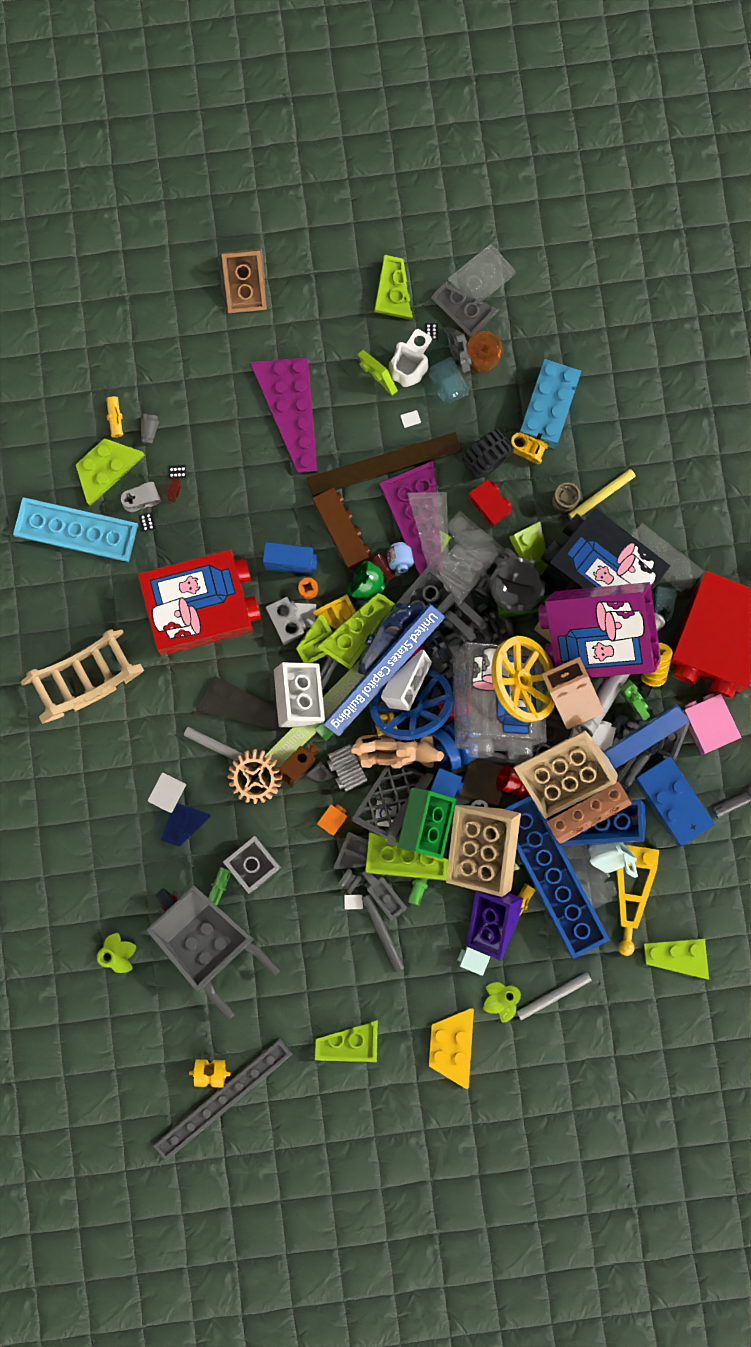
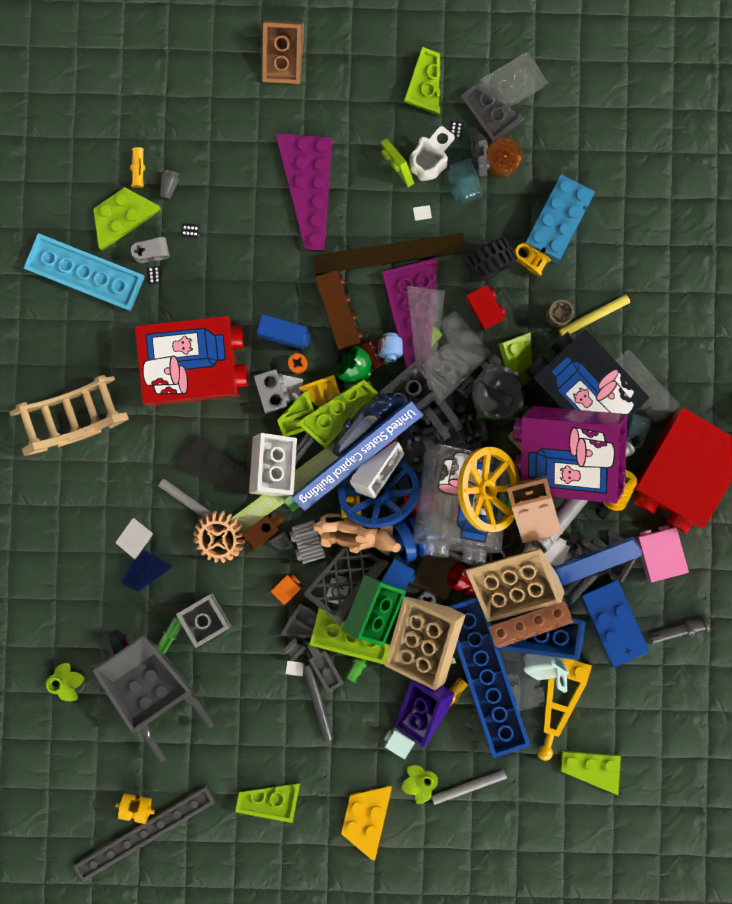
camera: 15 degrees right, 5 degrees up
(174, 490) = (183, 248): clear red tile -> none
(635, 699) = (593, 521): bright green hinge -> none

